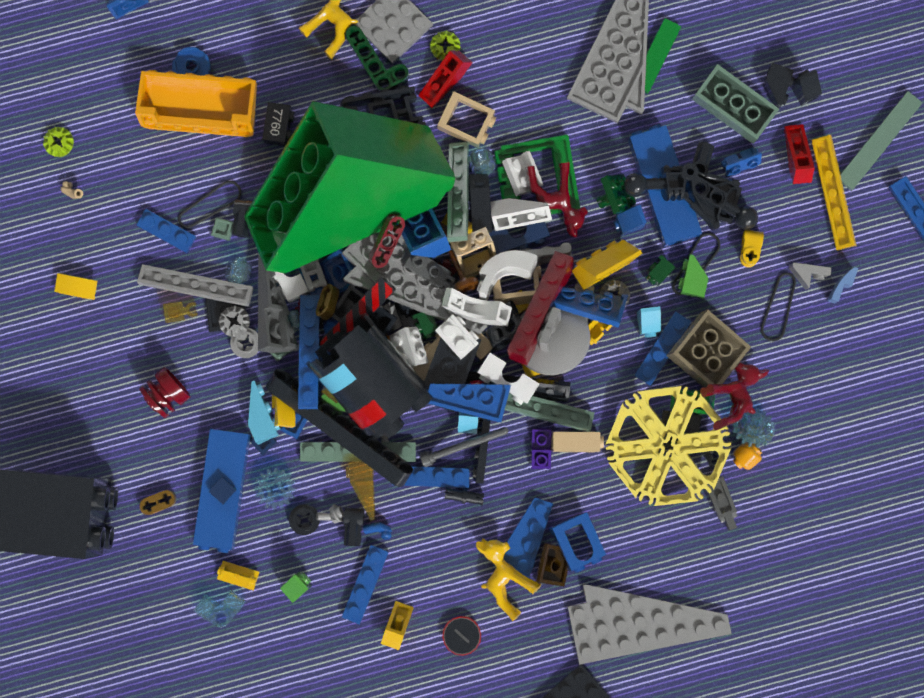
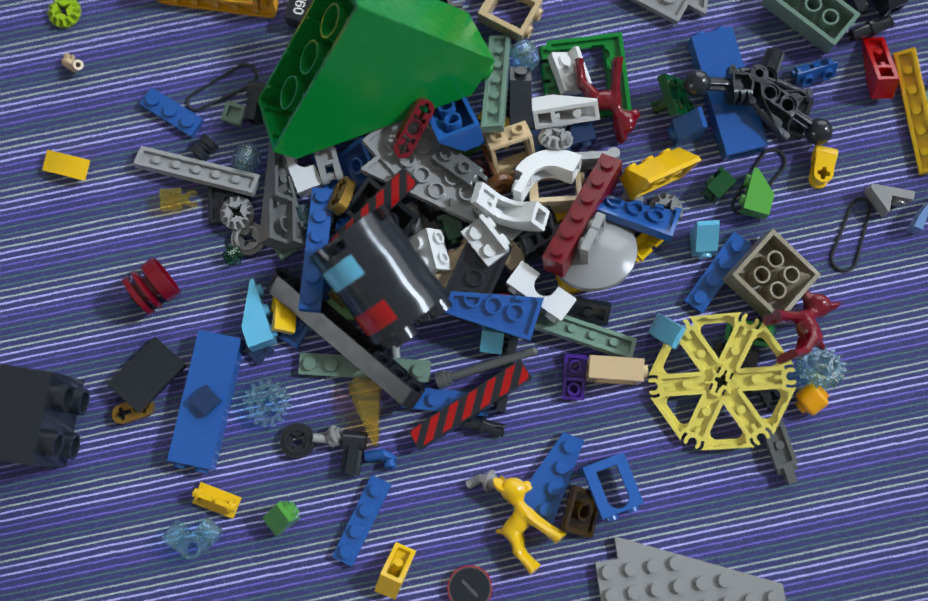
camera: 10 degrees right, 5 degrees down
(167, 470) = (147, 375): none -> black tile
(199, 263) = (208, 145): none -> black wheel
(233, 359) = (232, 255): none -> plate
(452, 480) = (470, 405): none -> tile
(469, 542) = (485, 479): none -> light grey plate
(512, 244) = (555, 138): none -> light grey gear
(619, 405) = (667, 330): none -> medium azure slope
(791, 117) = (871, 28): none -> black pin

